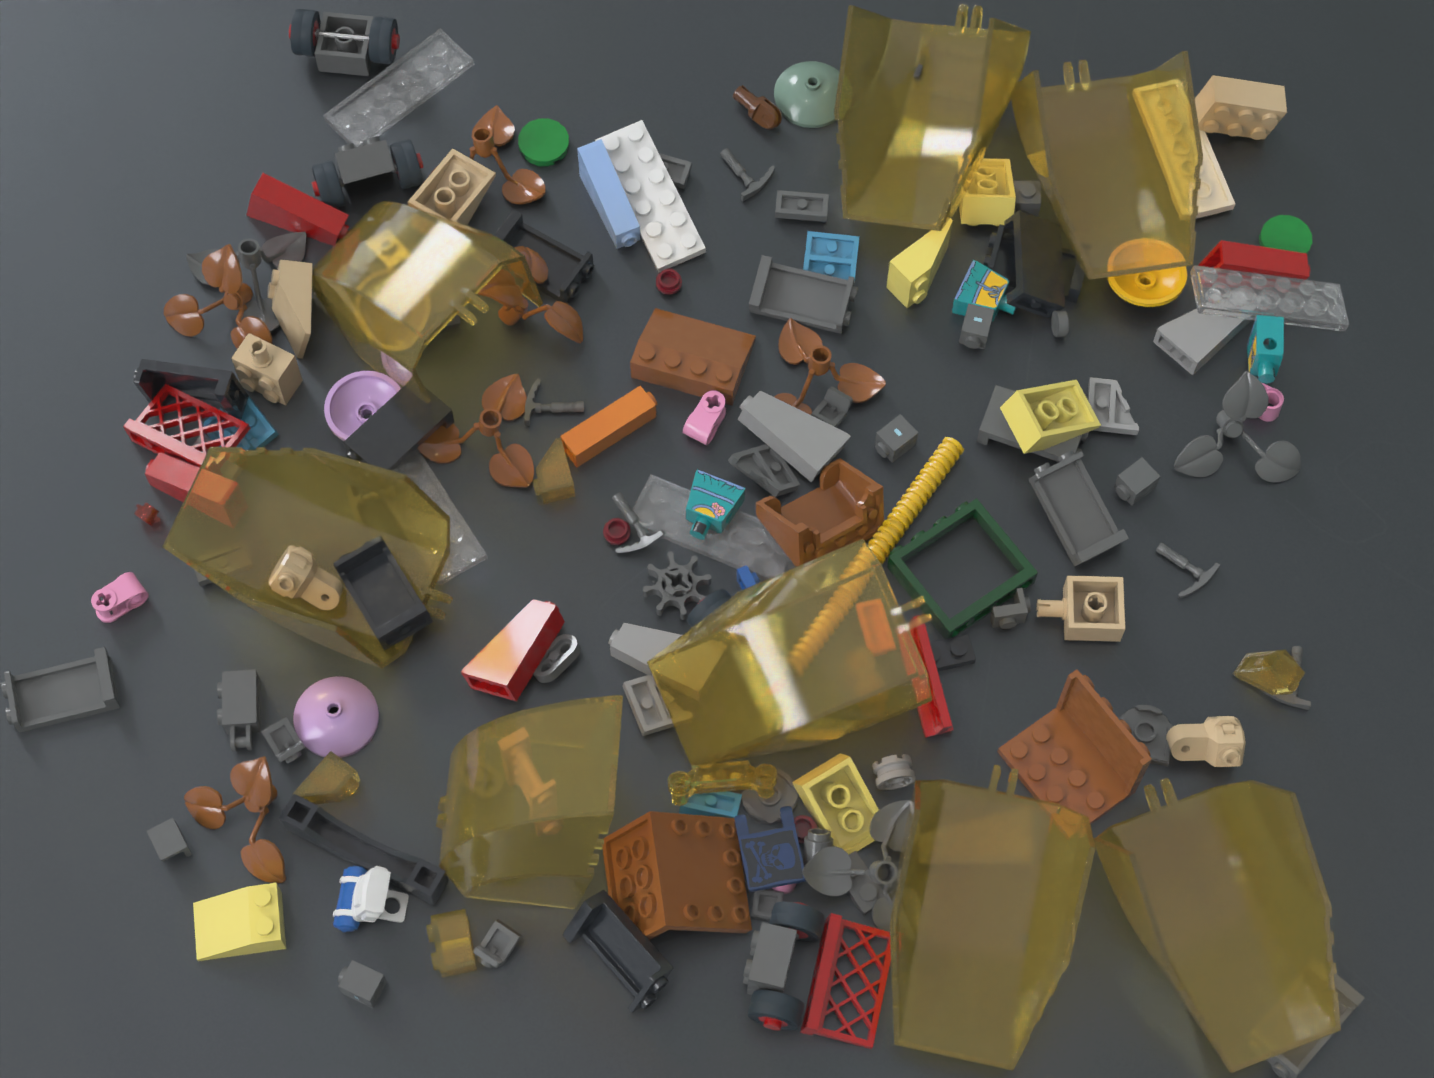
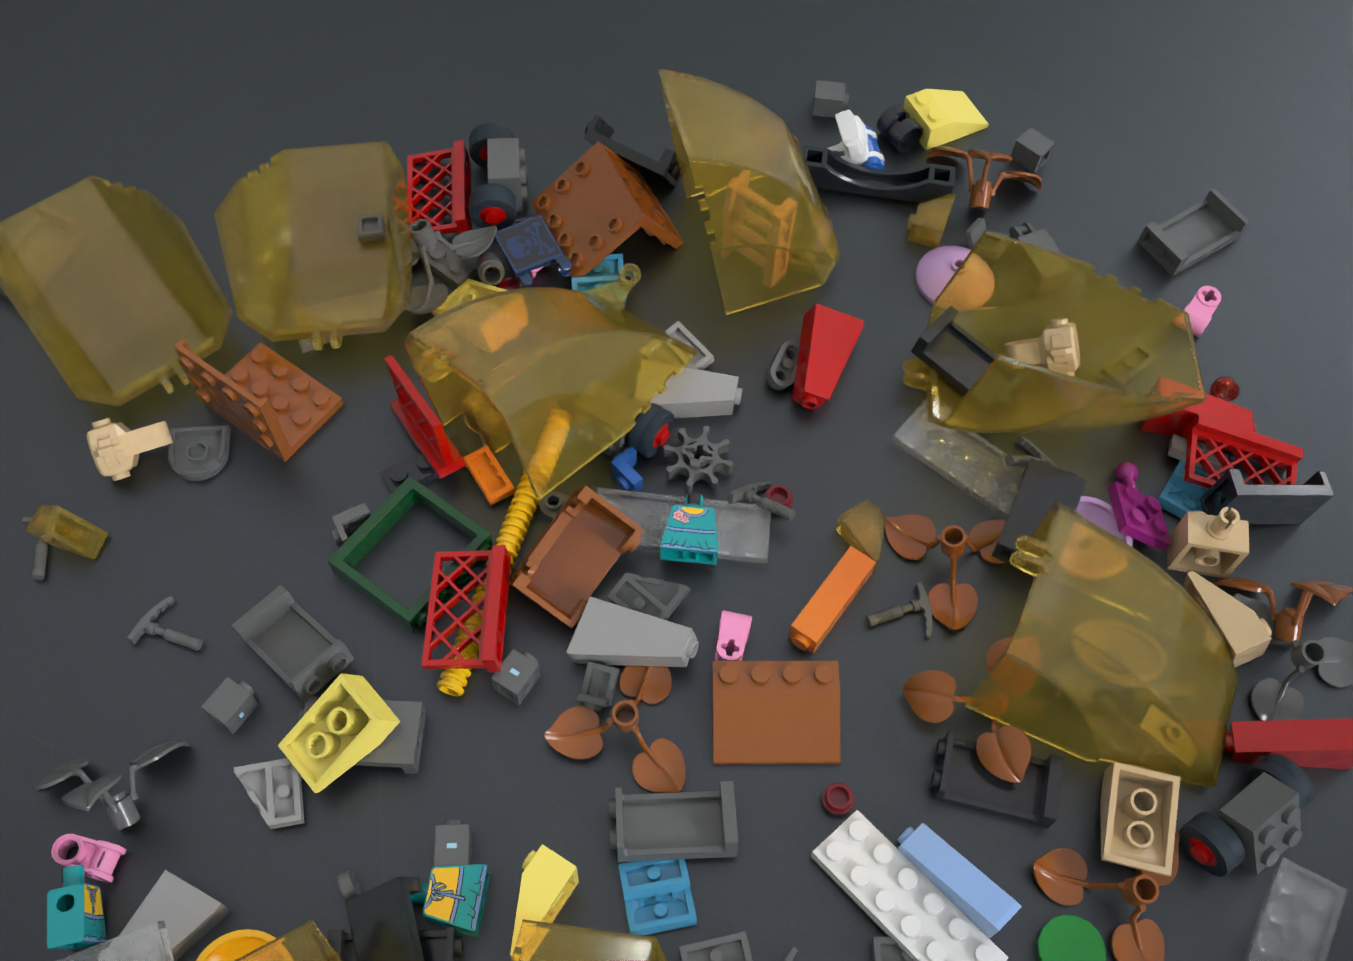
camera: 160 degrees right, 5 degrees down
(303, 912) = (899, 128): none -> black wheel
(315, 426) = (1135, 512): none -> magenta plate
(901, 486) = (493, 614): none -> red fence
(933, 947) = (371, 227): none -> dark grey tile
(1079, 618) = (266, 543): tan brick -> none

